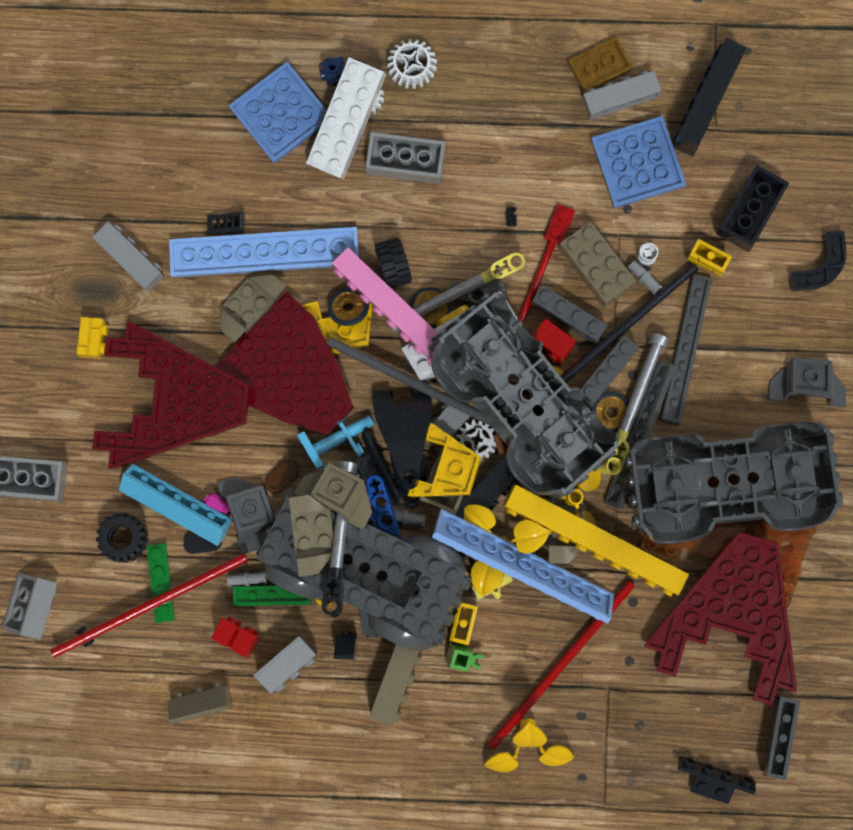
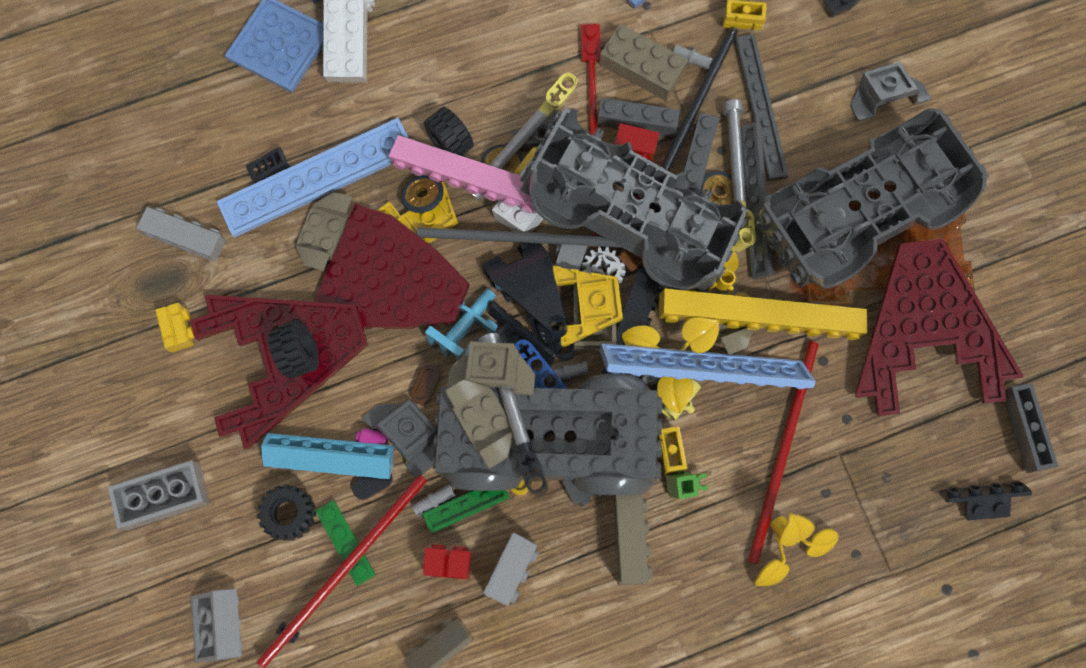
camera: 30 degrees left, 5 degrees down
(181, 404) = (293, 349): none -> black tyre
(345, 646) = (564, 524): black slope -> none
(405, 158) = (418, 36): light grey brick -> none
(511, 219) = (543, 54): black piece -> none
(648, 250) = (685, 34): white wheel -> none

